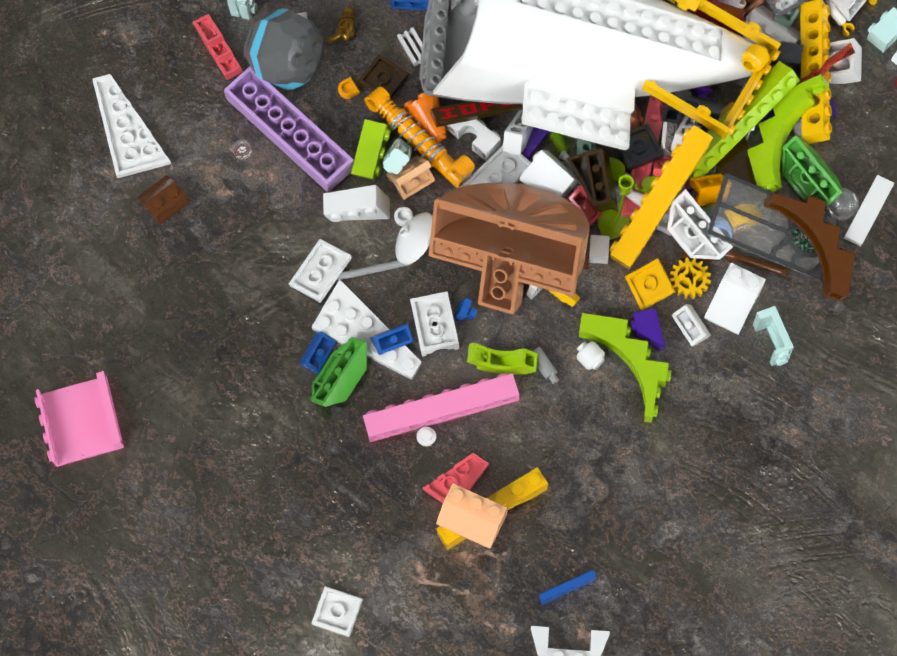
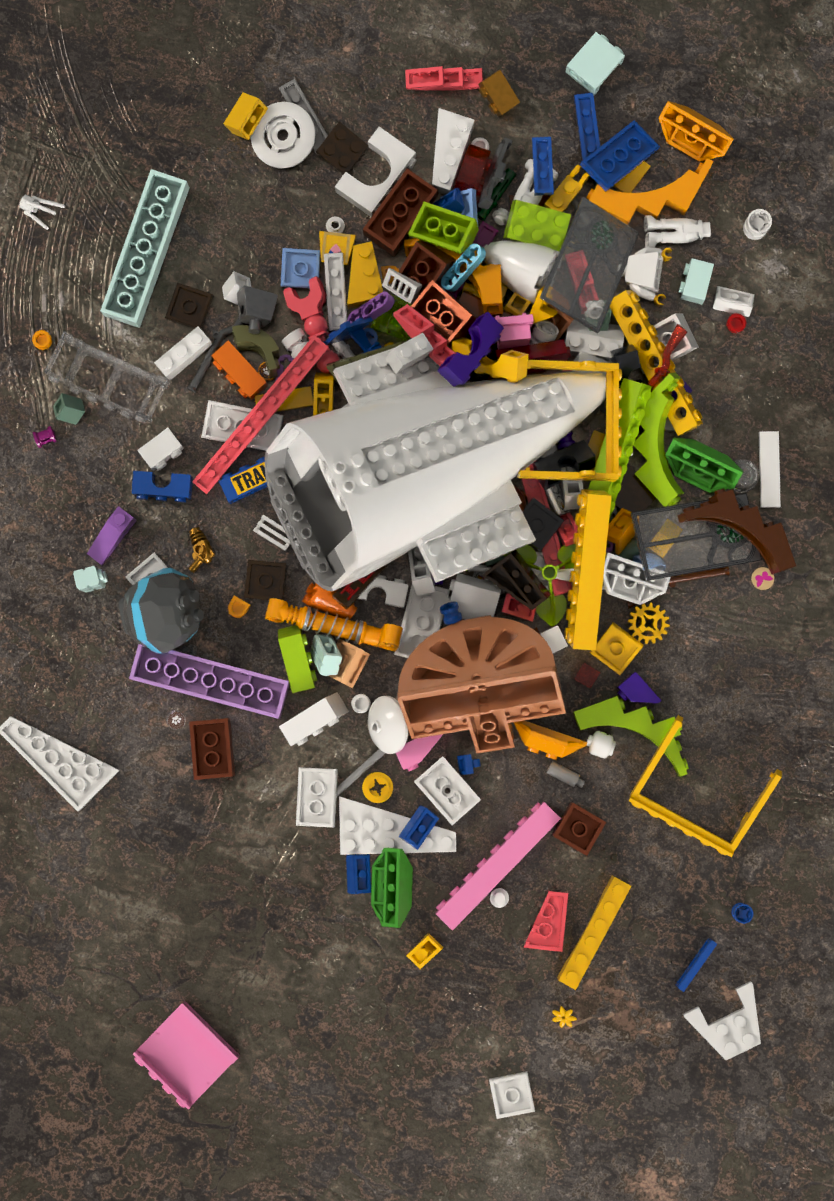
camera: 30 degrees left, 15 degrees up
(163, 199) = (133, 809): reddish brown slope -> none
(217, 47) = (93, 633): coral slope -> none
(257, 183) = (212, 748): none -> copper brick
(335, 442) = (424, 951): none -> yellow slope
(371, 283) = (369, 782): none -> yellow gear
(422, 568) = (564, 1017): none -> yellow plant
(431, 275) = (415, 751): none -> bright pink slope
(471, 516) = (586, 956): light nougat slope -> none
(499, 362) = (528, 793): lime arch -> none
(522, 175) = (450, 613): none -> blue wheel
(530, 412) = (579, 828): none -> copper brick
(546, 327) = (547, 740): none -> light orange wedge
(611, 294) = (587, 675): none -> clear red tile
(619, 452) = (688, 827): none -> yellow piece
(636, 562) = (745, 913): none -> blue wheel
(691, 324) = (671, 664): white slope -> none
(734, 298) = (697, 621): white slope -> none
(755, 58) = (603, 391): yellow head -> none
(771, 320) = (755, 636): light aqua panel -> none
(813, 297) = (762, 578): none -> tan sticker

